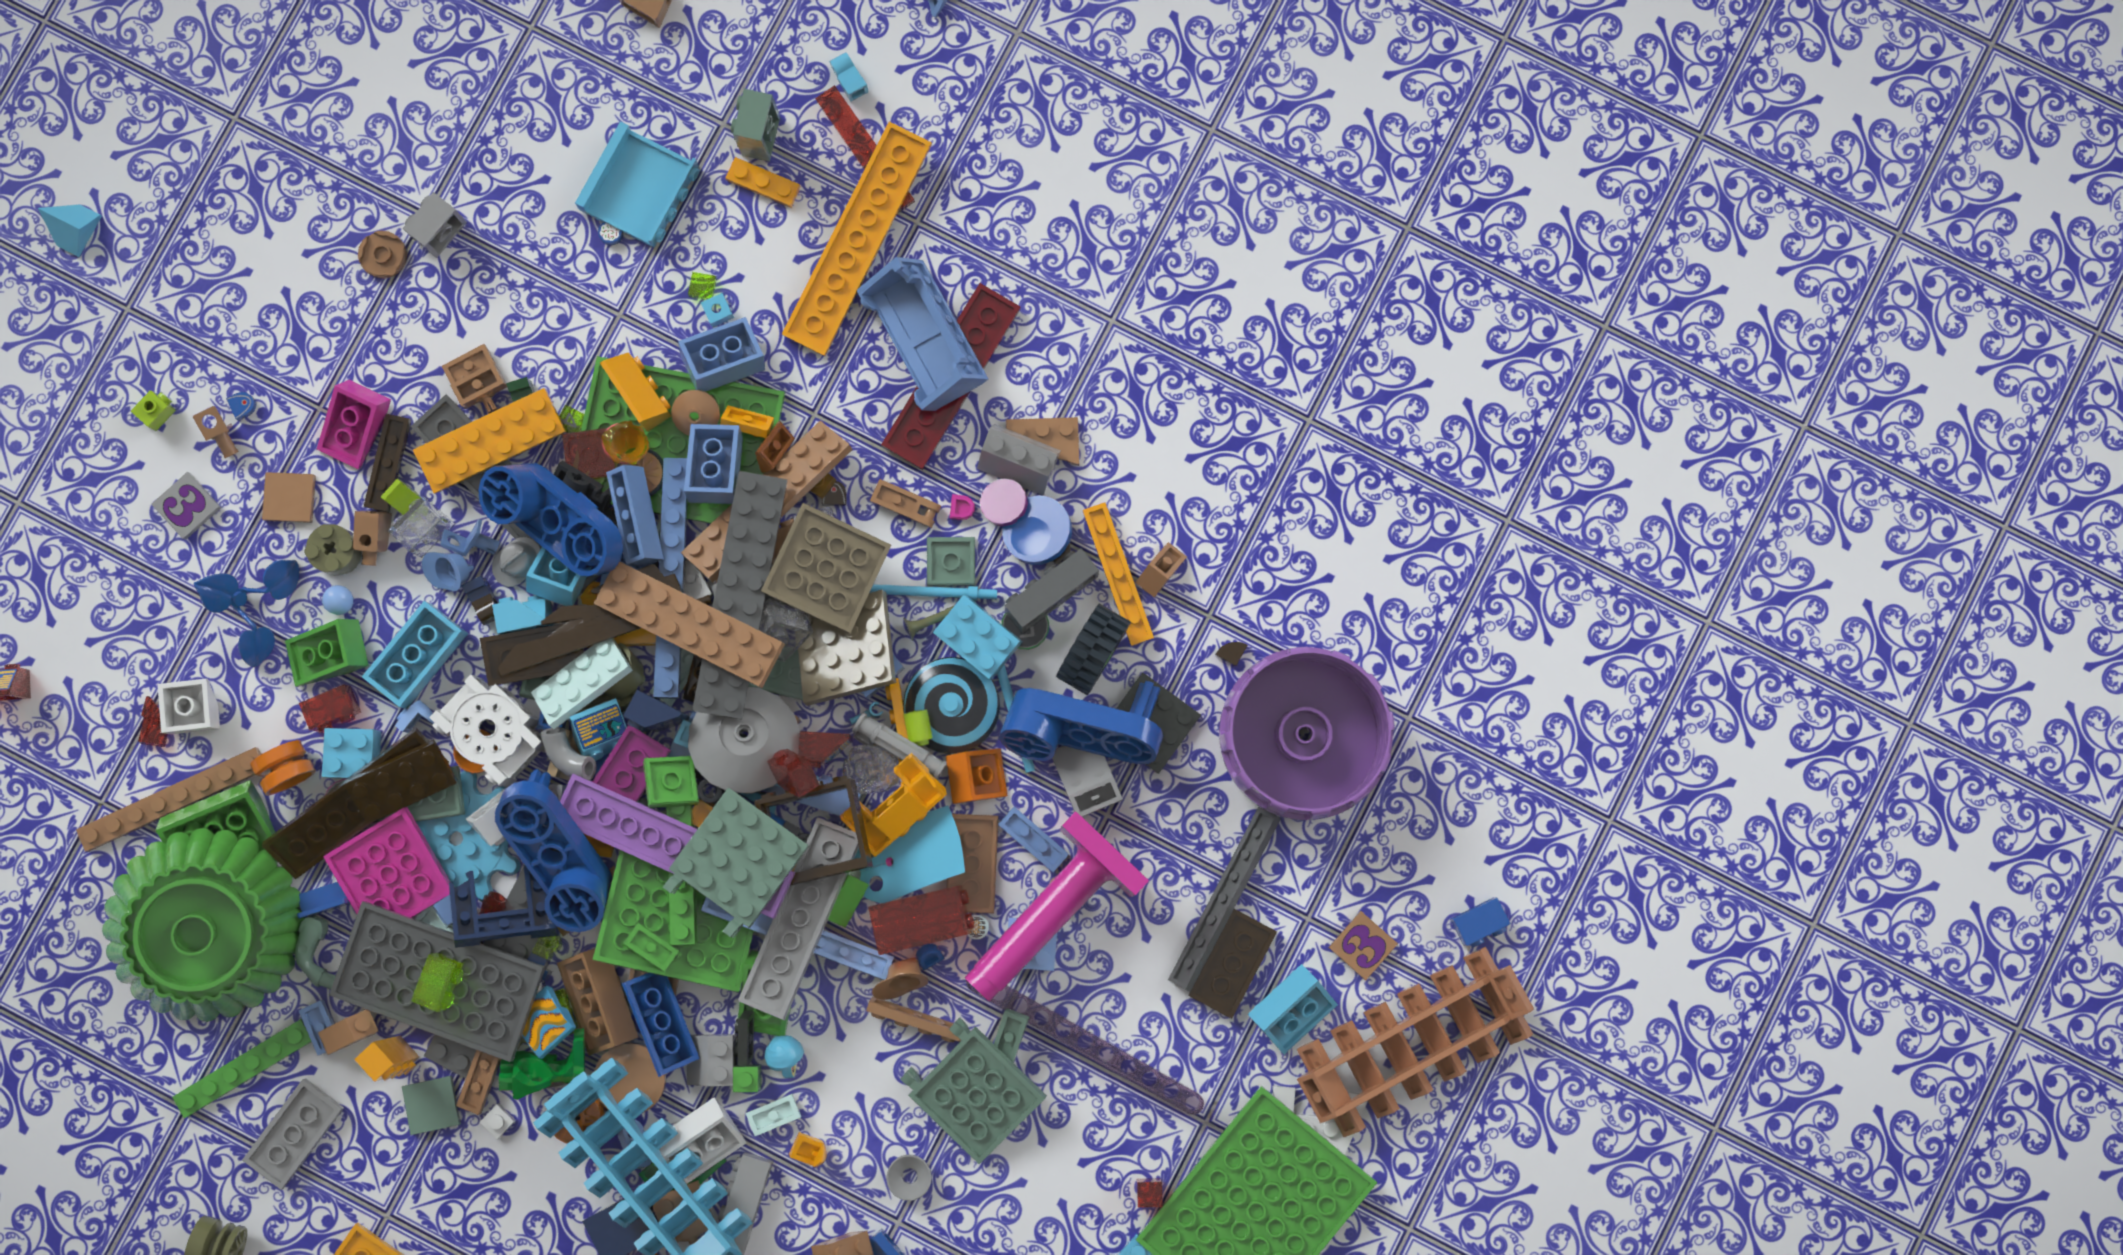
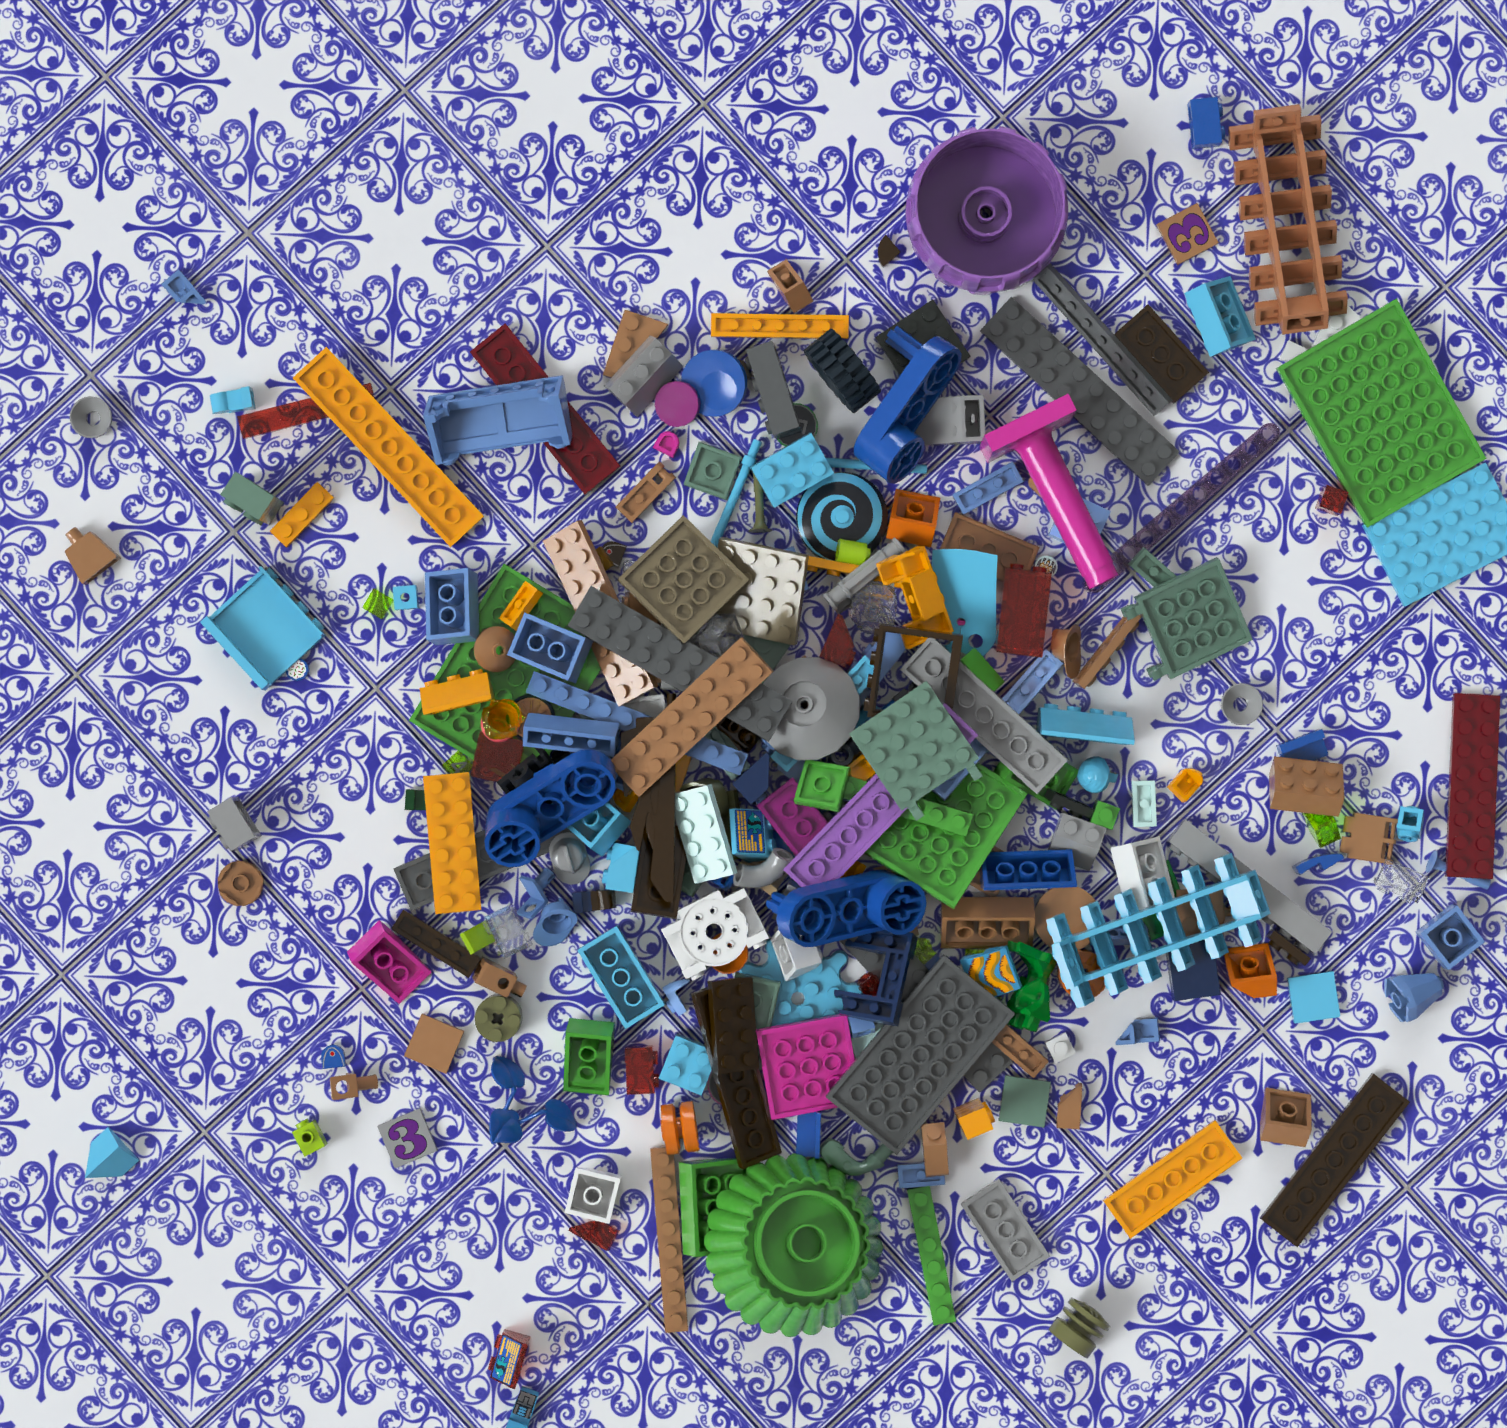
camera: 65 degrees left, 5 degrees up
(337, 600) = (545, 1029): light blue piece -> none
(438, 982) = (923, 1051): clear neon green brick -> none
(438, 1154) = (1070, 1109): none -> medium nougat slope
(475, 378) = (387, 837): medium nougat plate -> none
(542, 1197) = (1140, 1031): none -> medium blue slope
(650, 947) = (962, 853): bright green plate -> none
(773, 447) = (553, 589): dark orange slope -> none
(793, 772) = (856, 672): clear red brick -> none
(827, 1025) = (1085, 726): none -> medium azure slope
(869, 713) = (820, 595): medium azure hand -> none
(929, 955) = (1056, 617): blue tile -> none
(1165, 896) = (1097, 405): none -> dark grey plate

